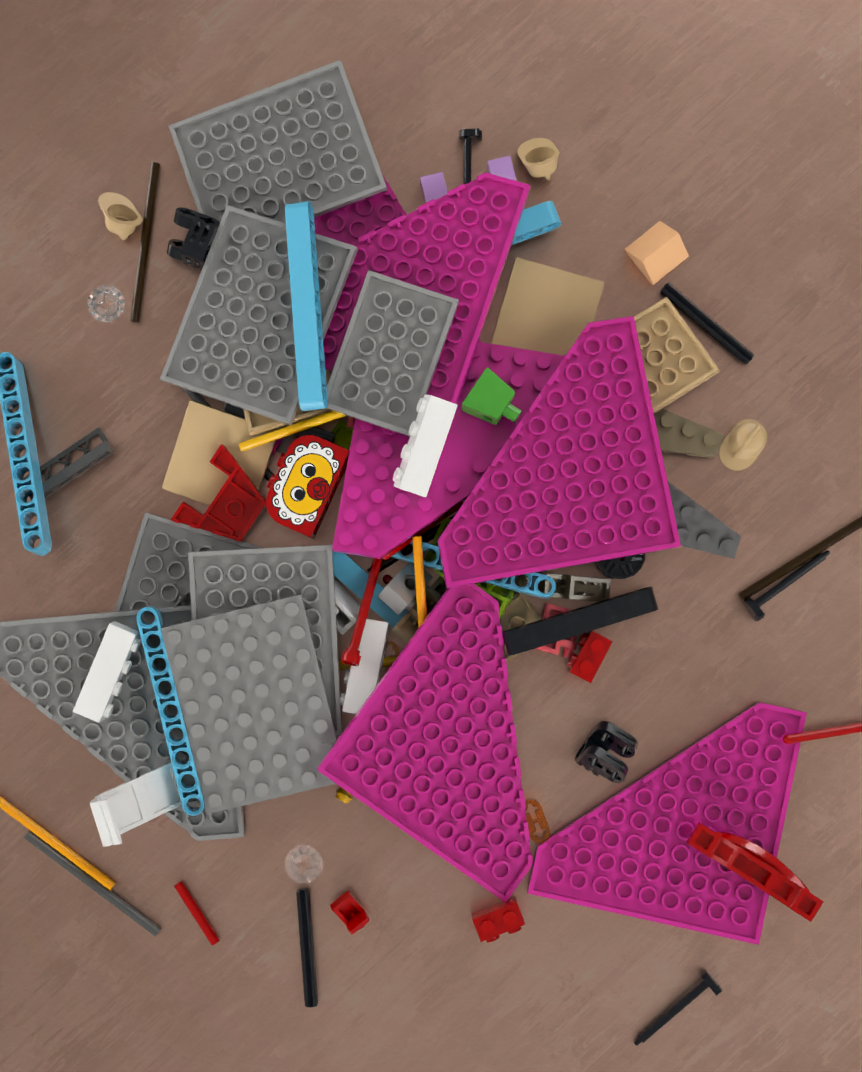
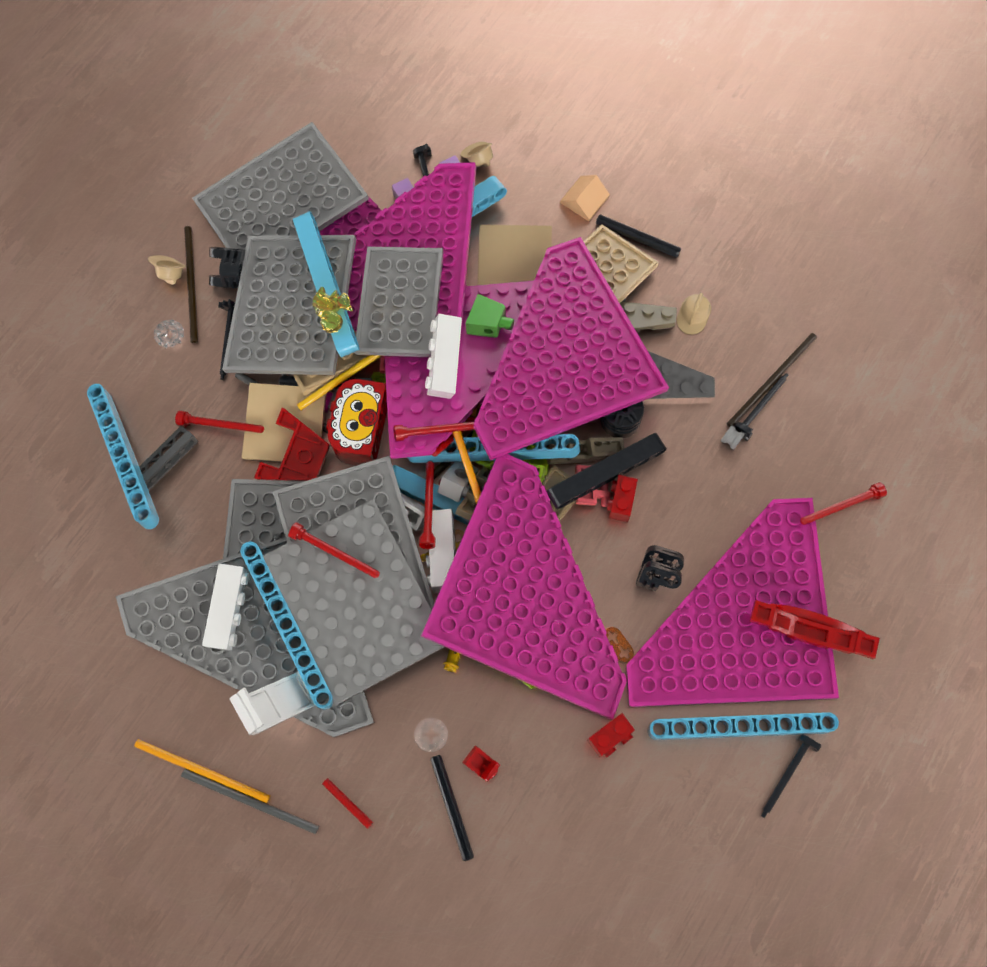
camera: 10 degrees left, 15 degrees down
(104, 421) = (183, 418): none -> red piece
(187, 291) = (227, 306): none -> black piece
(207, 616) = (298, 532): none -> red piece
(300, 348) = (327, 308): none -> clear yellow animal
(353, 529) = (402, 432): none -> red piece
(652, 954) = (752, 723): none -> medium azure beam
(739, 615) = (732, 437): none -> light grey wheel

